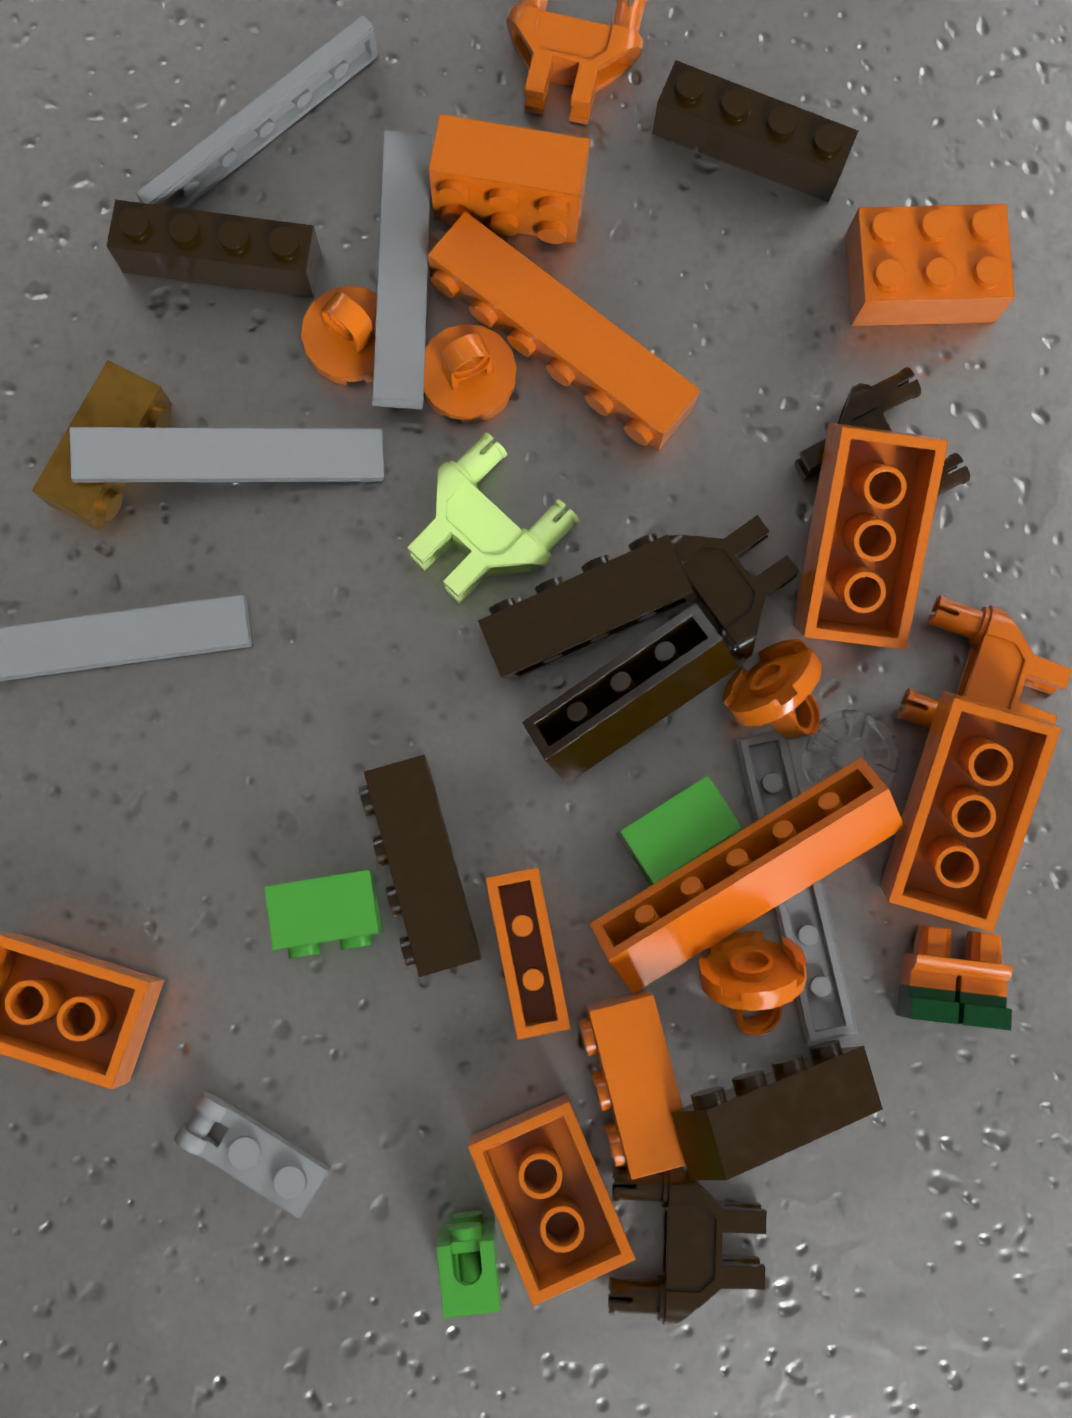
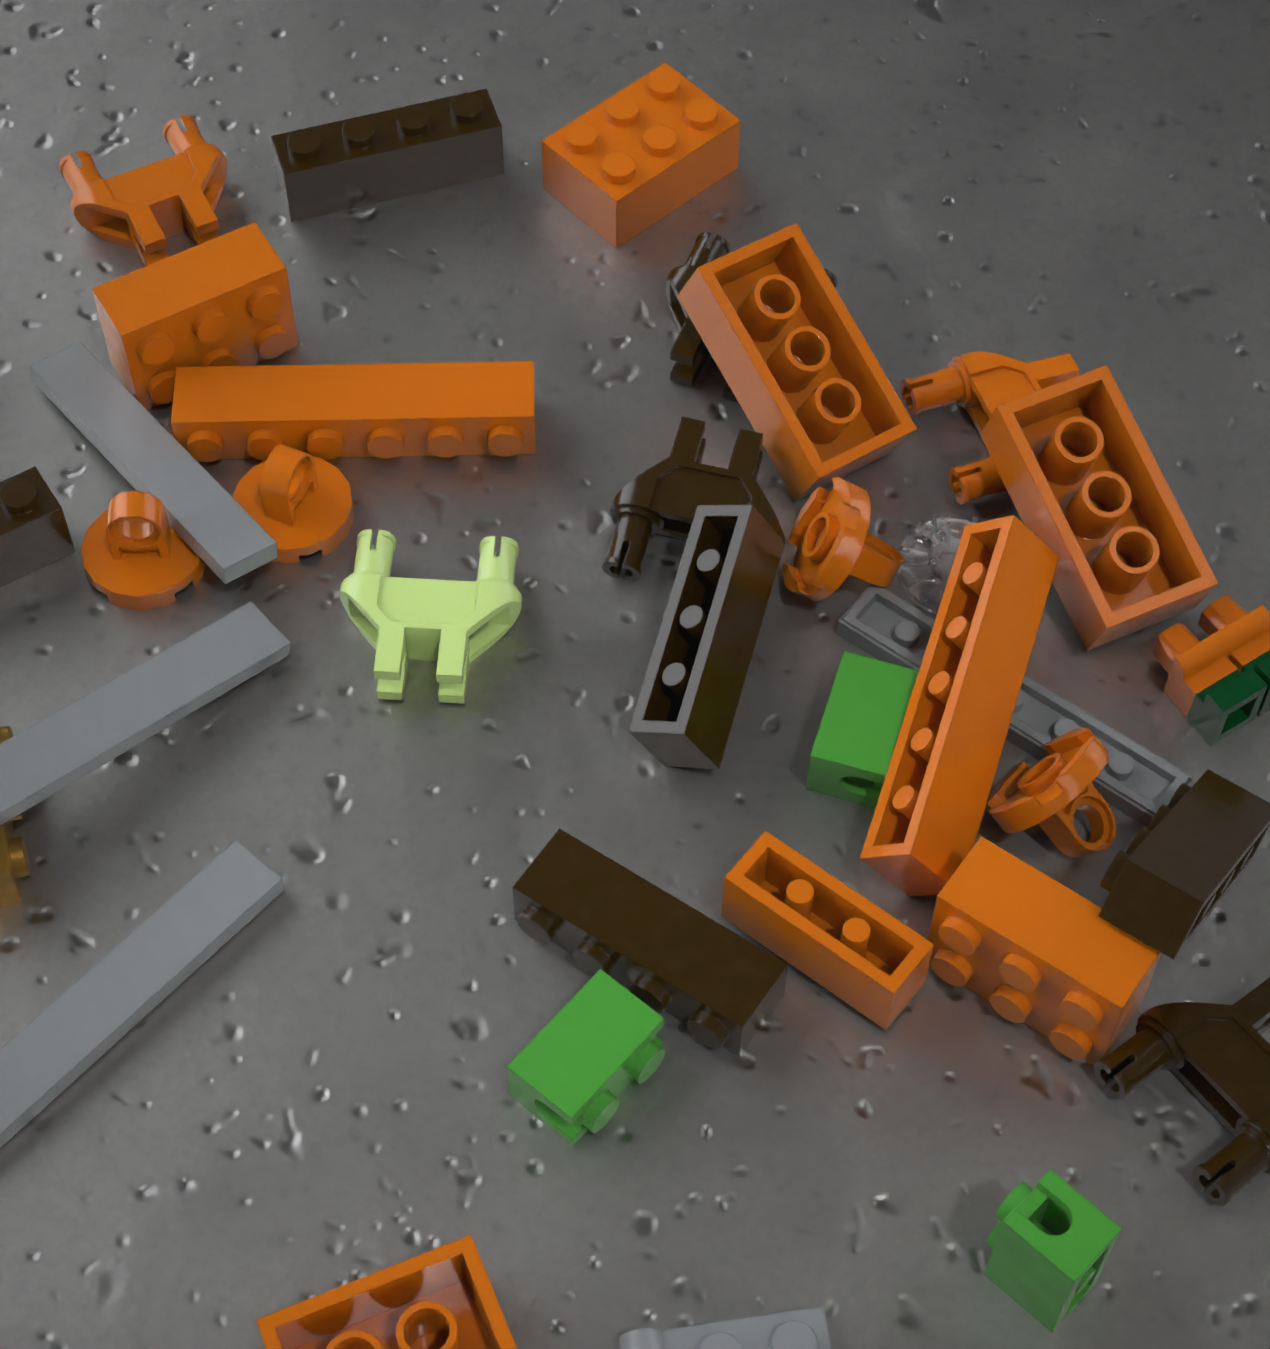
camera: 35 degrees left, 25 degrees down
(550, 1199) = (1063, 1108): orange brick -> none
(586, 608) = (597, 599): dark brown brick -> none

